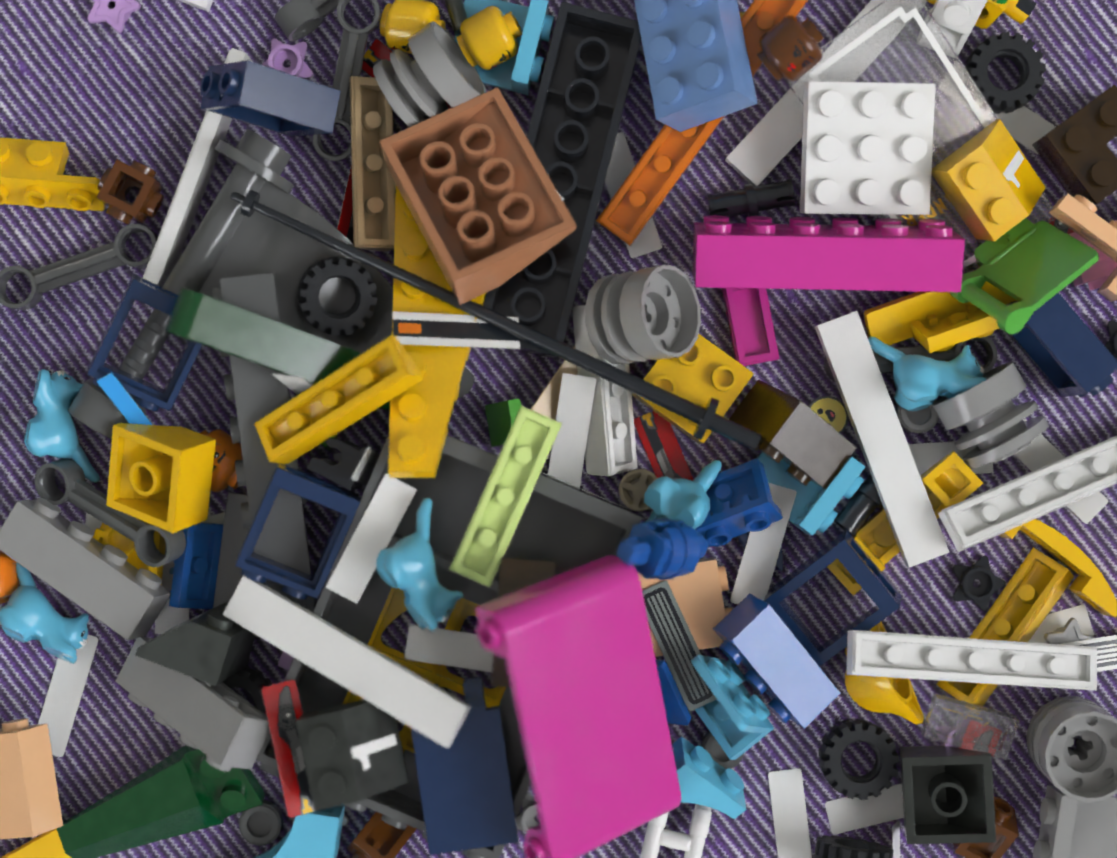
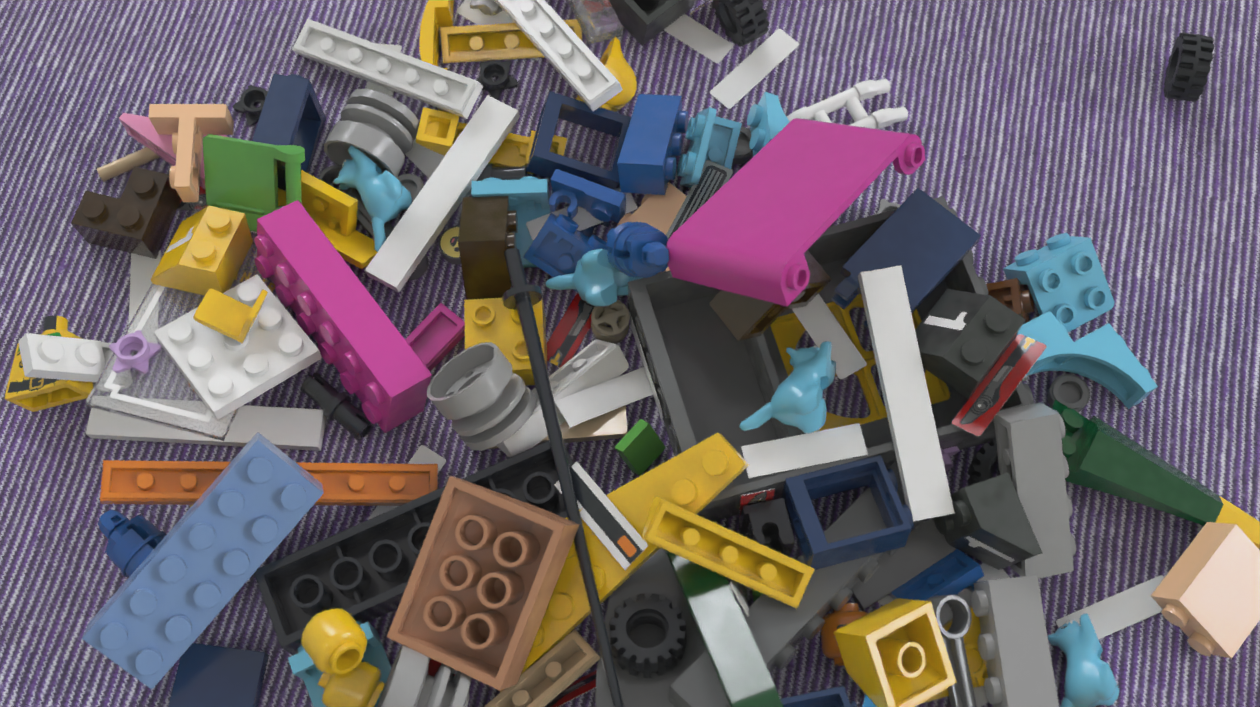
camera: 120 degrees left, 20 degrees down
(505, 496) = (692, 380): yellowish green tile -> none
(524, 42) = (334, 641): none -> yellow head
(753, 569) = (599, 200): none -> blue plate
(791, 48) = (196, 441): reddish brown head -> none
(874, 780) = (666, 43): black tyre -> none
(892, 155) = (228, 314): none -> yellow bracket
(941, 52) = (129, 344): none -> lavender plate
(1023, 57) = (98, 296): black tyre -> none

